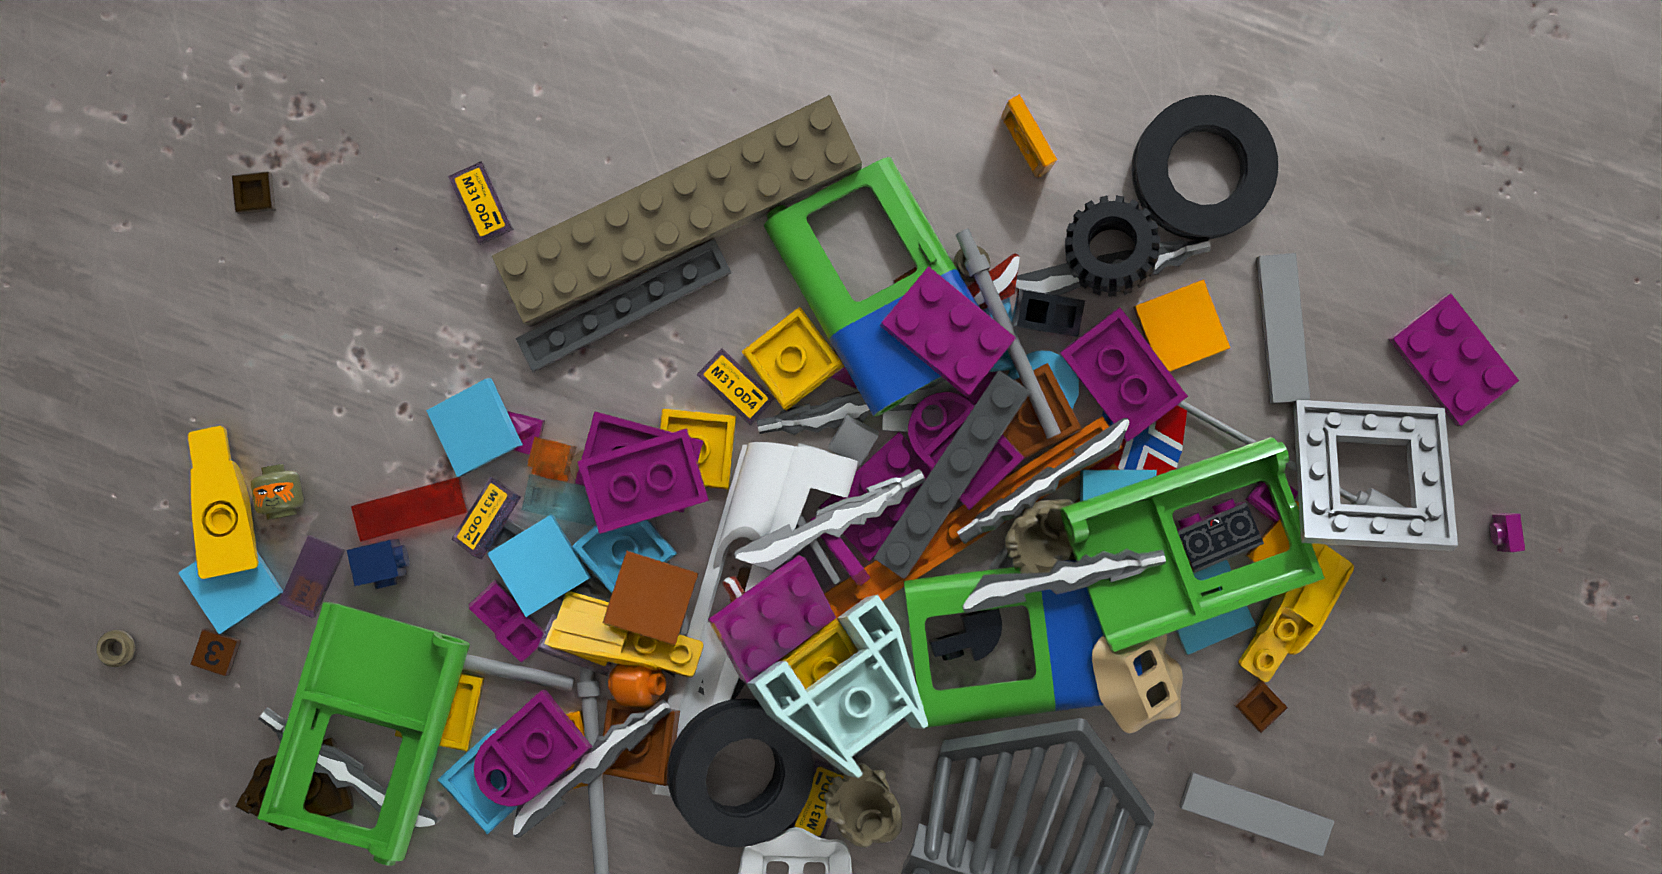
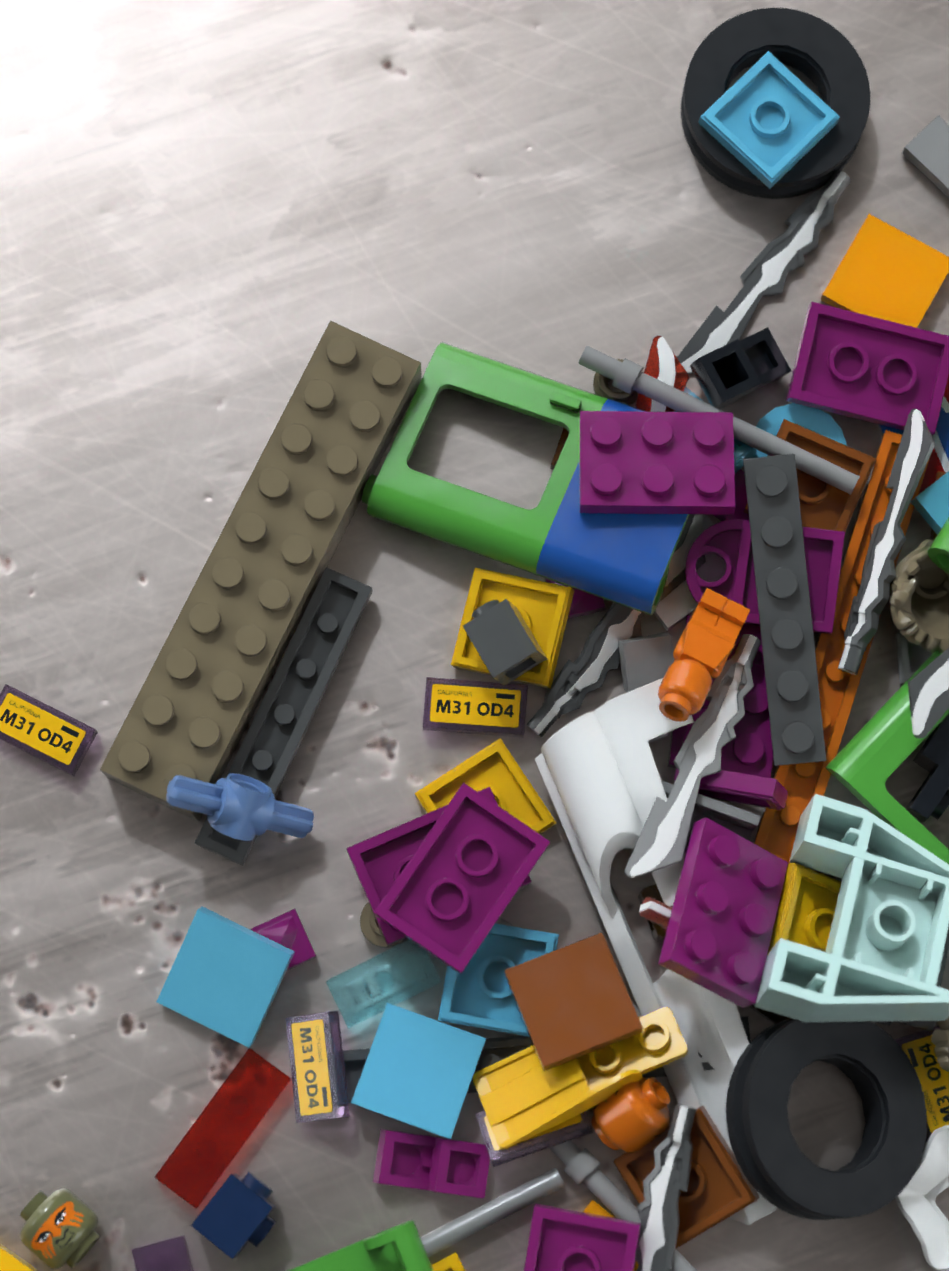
camera: 45 degrees left, 10 degrees down
(551, 459) = (338, 942): clear orange brick -> none
(552, 340) = (239, 806): none -> medium blue axle
(777, 364) = (504, 640): none -> dark grey brick
(880, 463) = (700, 654): none -> orange piece
(1028, 136) = (572, 205): light orange tile -> none
(1115, 216) = (743, 212): black tyre -> none
(1188, 177) = (769, 119): none -> medium azure tile

